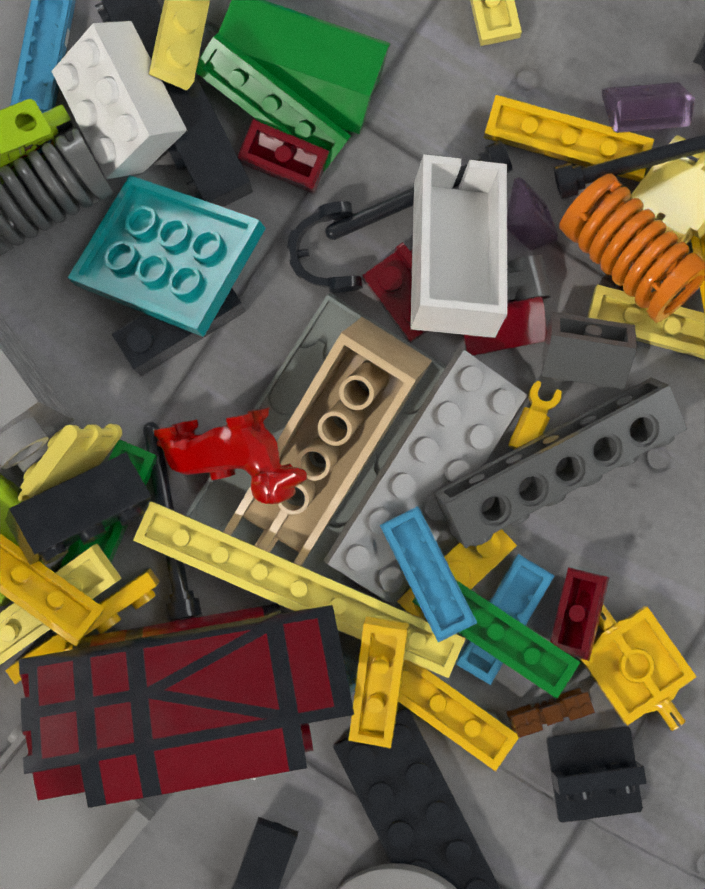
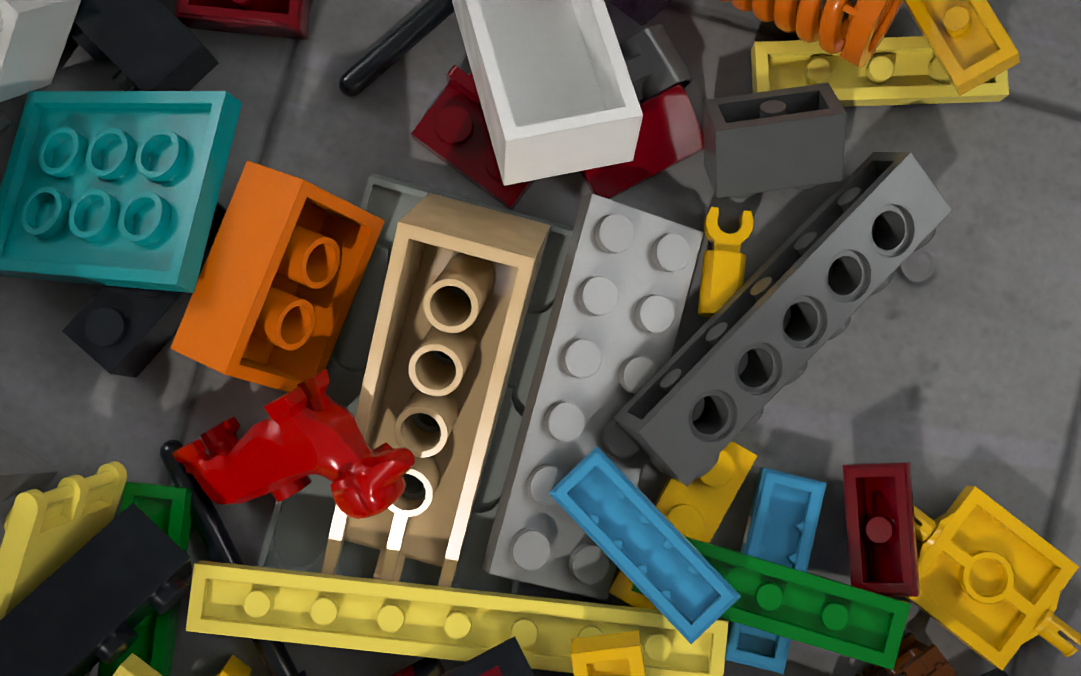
camera: 20 degrees left, 0 degrees up
(254, 343) = (277, 280): none -> orange brick
(326, 213) = (334, 59): black piece -> none

